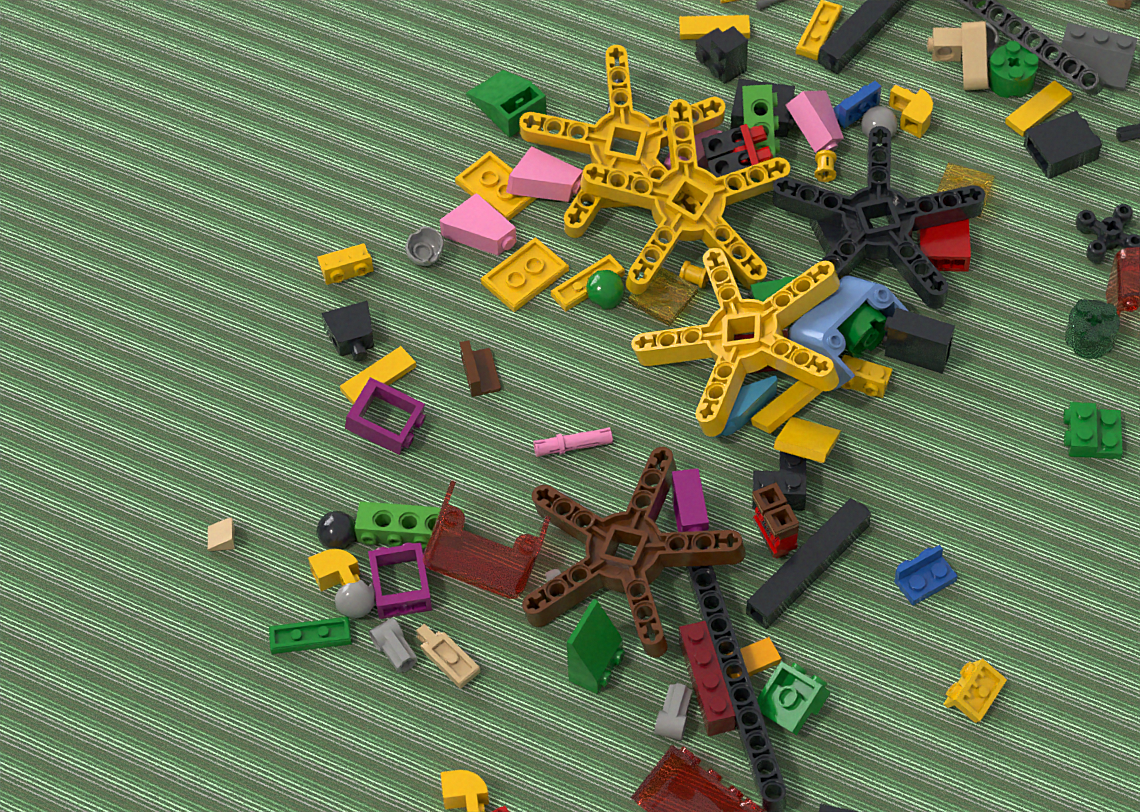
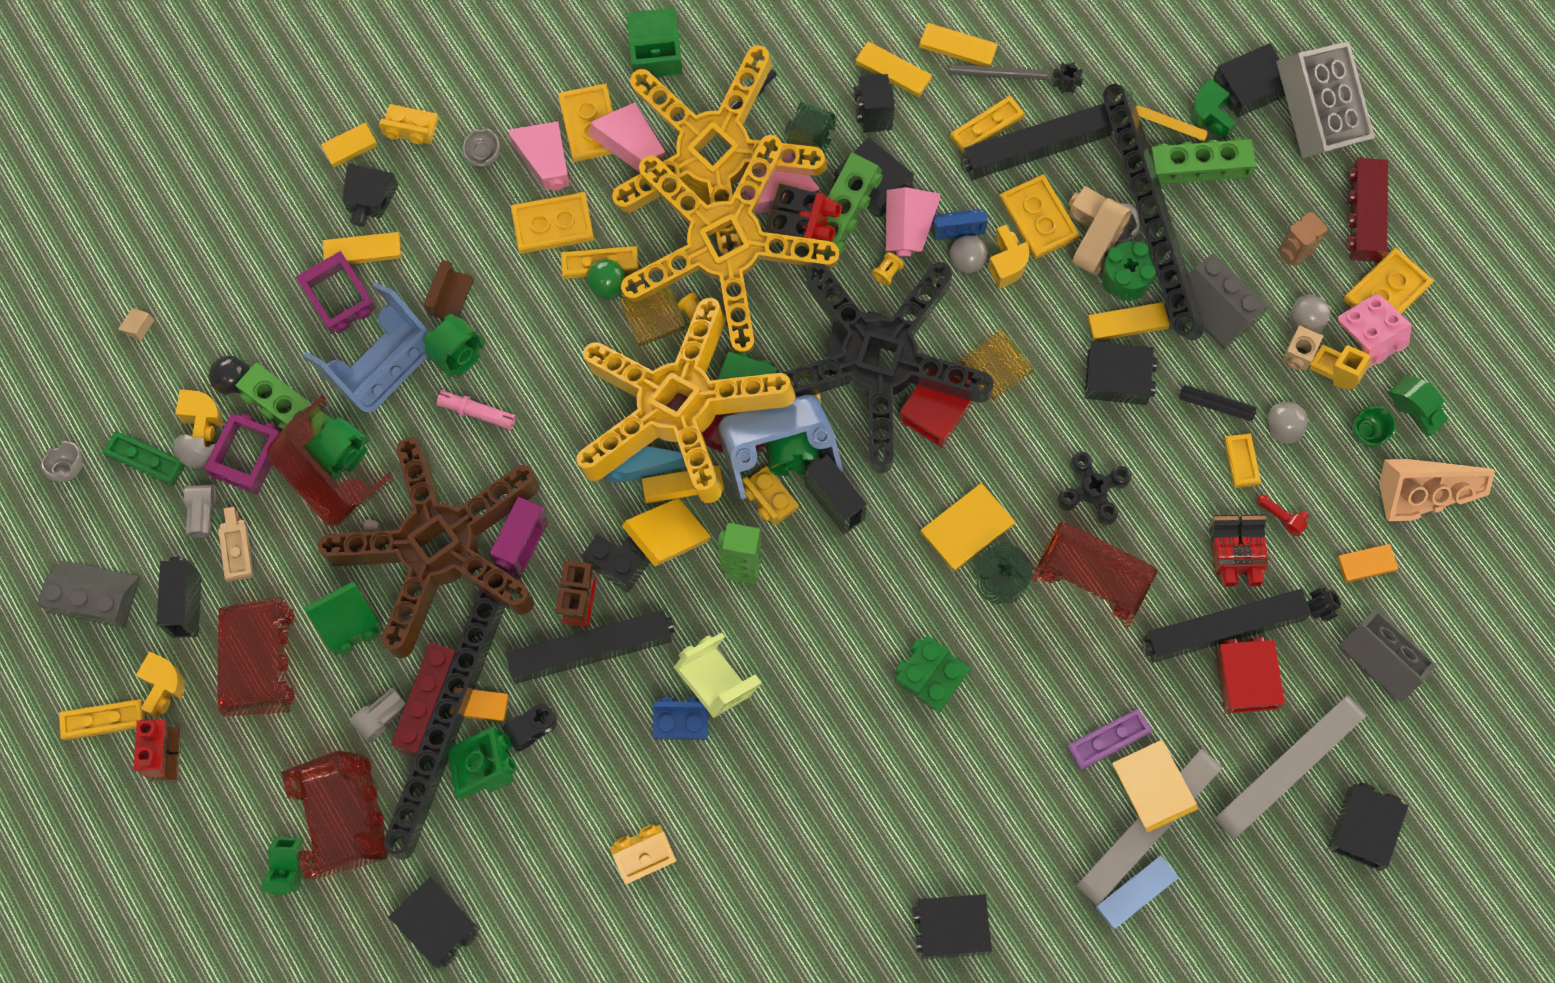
camera: 30 degrees right, 15 degrees up
(242, 673) = (63, 462): none -> light grey hair
(305, 305) = (349, 145): none -> yellow tile
(347, 766) = (89, 593): none -> dark grey slope
(435, 716) = (179, 598): none -> black brick
(468, 441) = (385, 362): none -> medium blue windscreen
(483, 519) = (338, 447): none -> green brick
(519, 400) = (453, 346): none -> green brick
(537, 726) = (254, 658): none -> clear red windscreen
(687, 87) = (811, 127): none -> clear green brick
(808, 649) = (527, 728): none -> black piece
(887, 413) = (740, 553): none -> bright green brick
(910, 70) = (1039, 216): none -> yellow tile
(929, 528) = (713, 677): none -> yellowish green panel
(1035, 314) = (967, 527): none -> yellow tile

